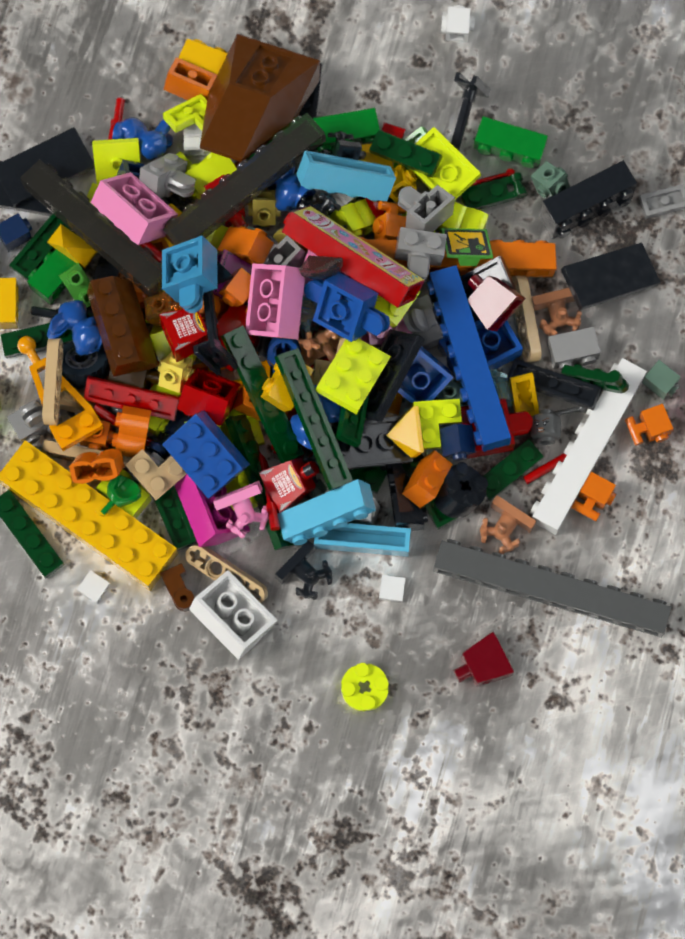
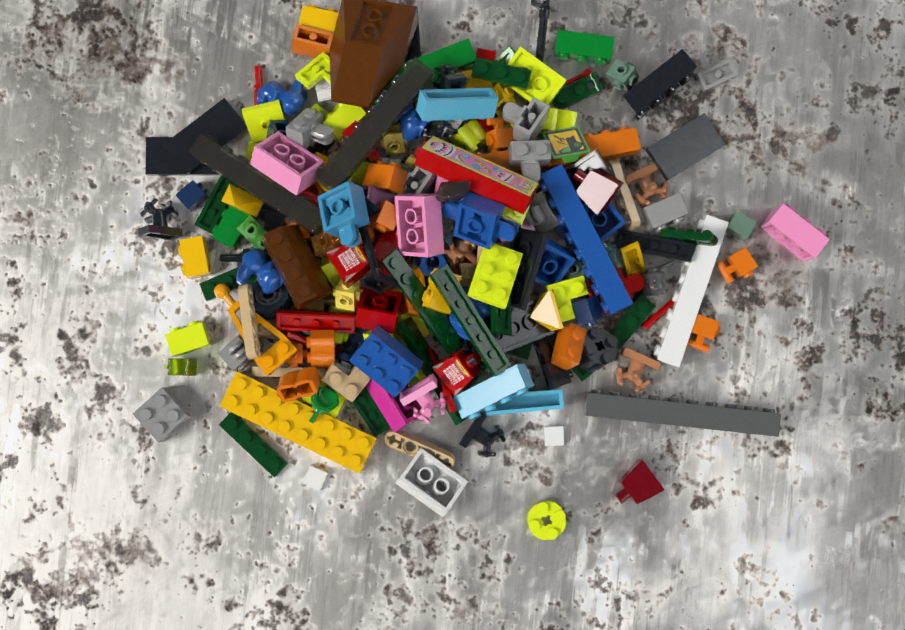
camera: 10 degrees left, 10 degrees up
(179, 593) = (385, 472): reddish brown leg -> none

